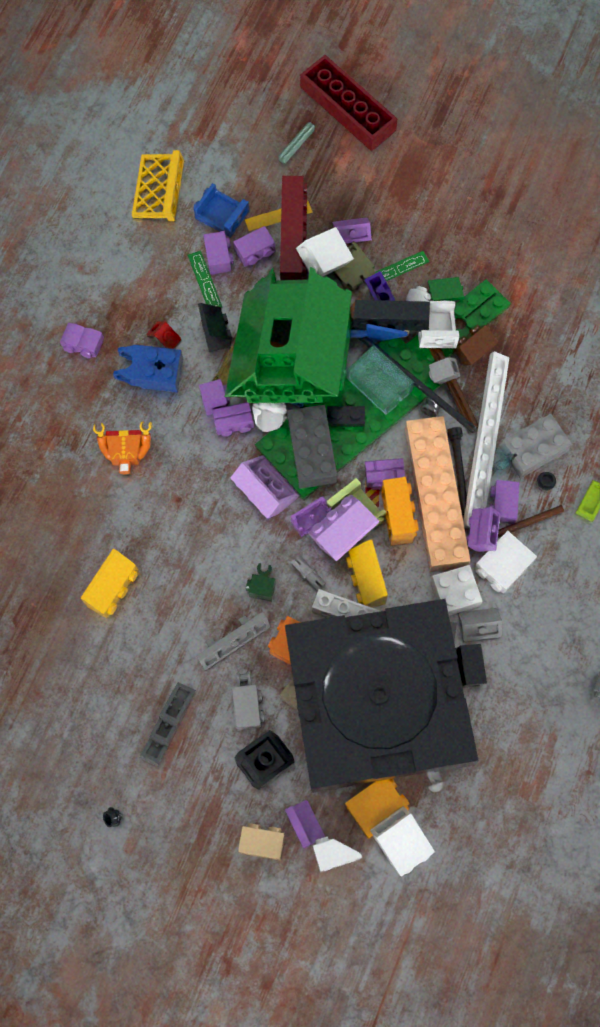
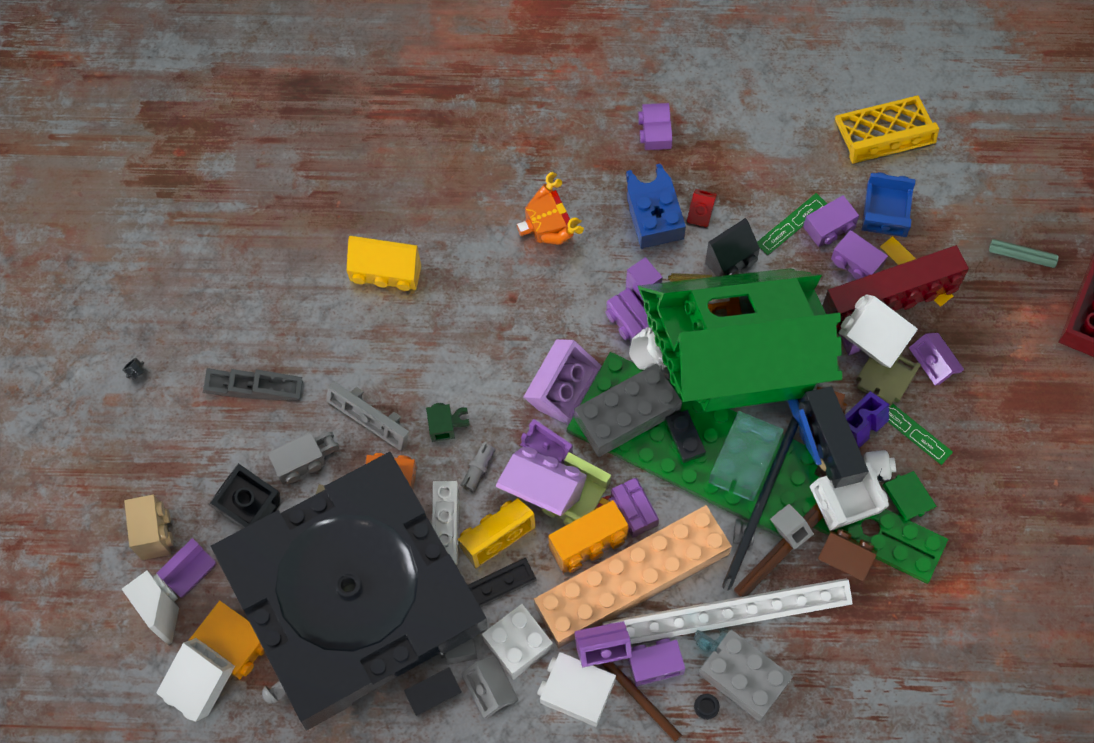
camera: 70 degrees right, 5 degrees down
(404, 583) = (502, 582): none -> black tile
(455, 435) = (716, 575): black piece -> none

